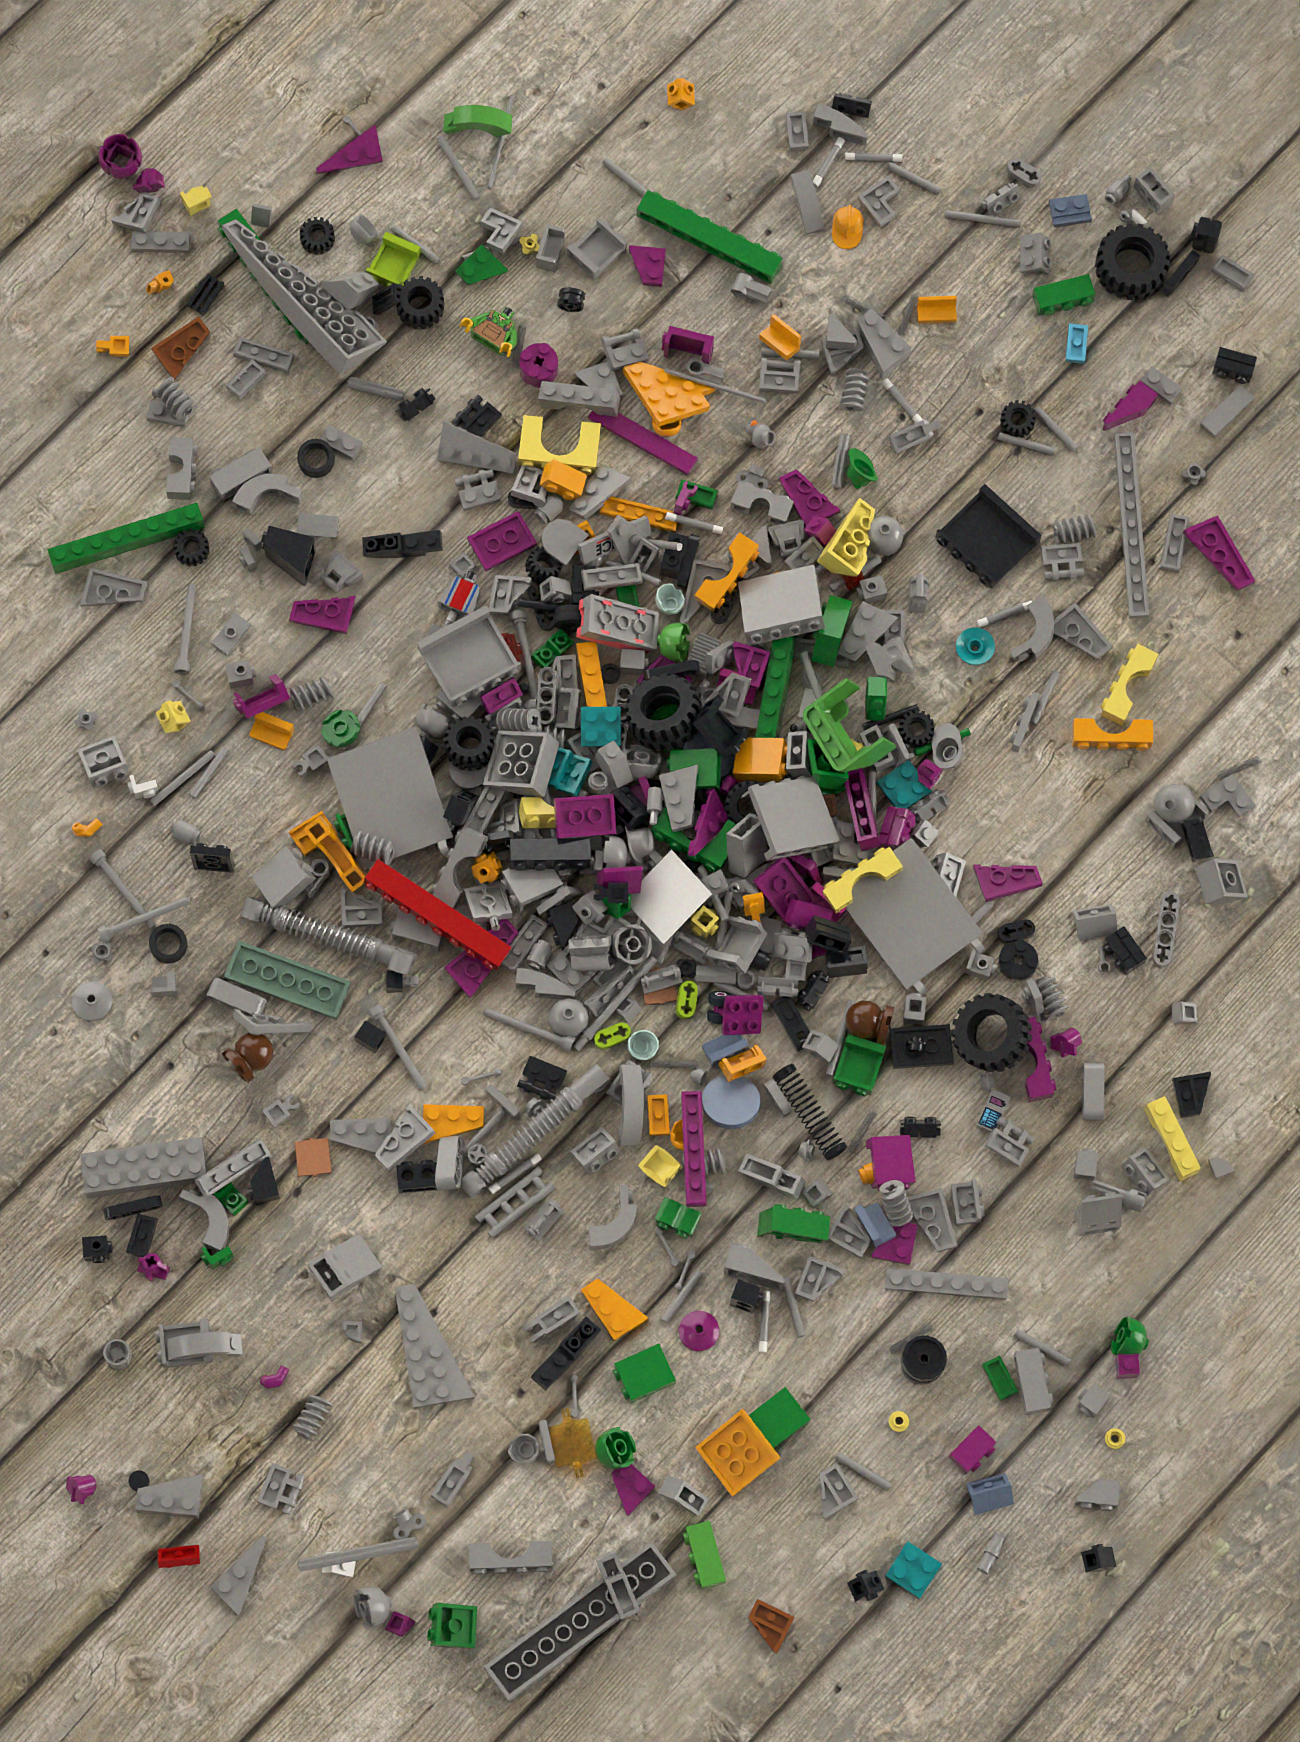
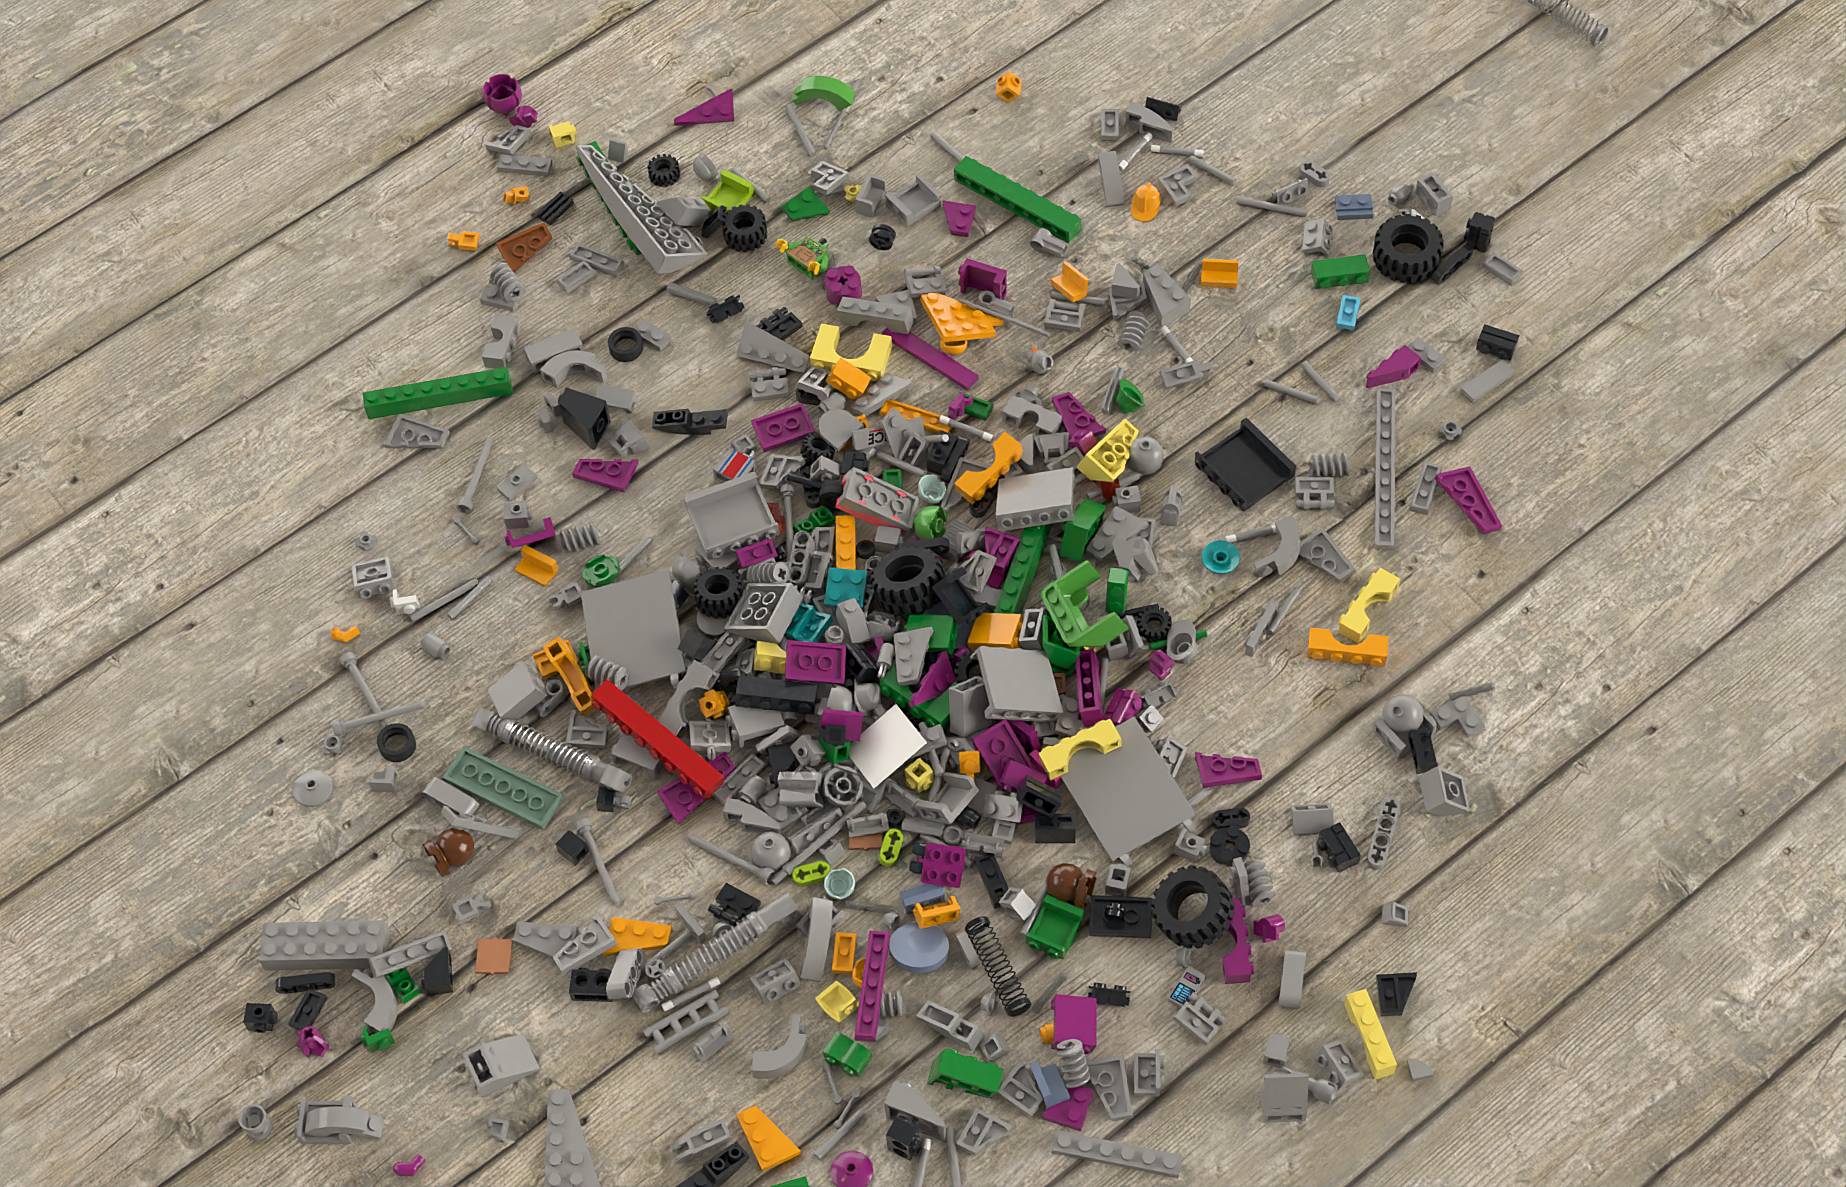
camera: 15 degrees right, 15 degrees down
(172, 716) = (445, 544): light yellow brick -> none
(185, 537) = (496, 398): black tyre -> none
(212, 858) = (451, 666): black plate -> none
(611, 577) = (880, 462): light grey tile -> none
(807, 995) = (1012, 856): black hinge -> none
(903, 786) = (1134, 674): teal plate -> none
(1020, 408) = (1288, 361): black tyre -> none

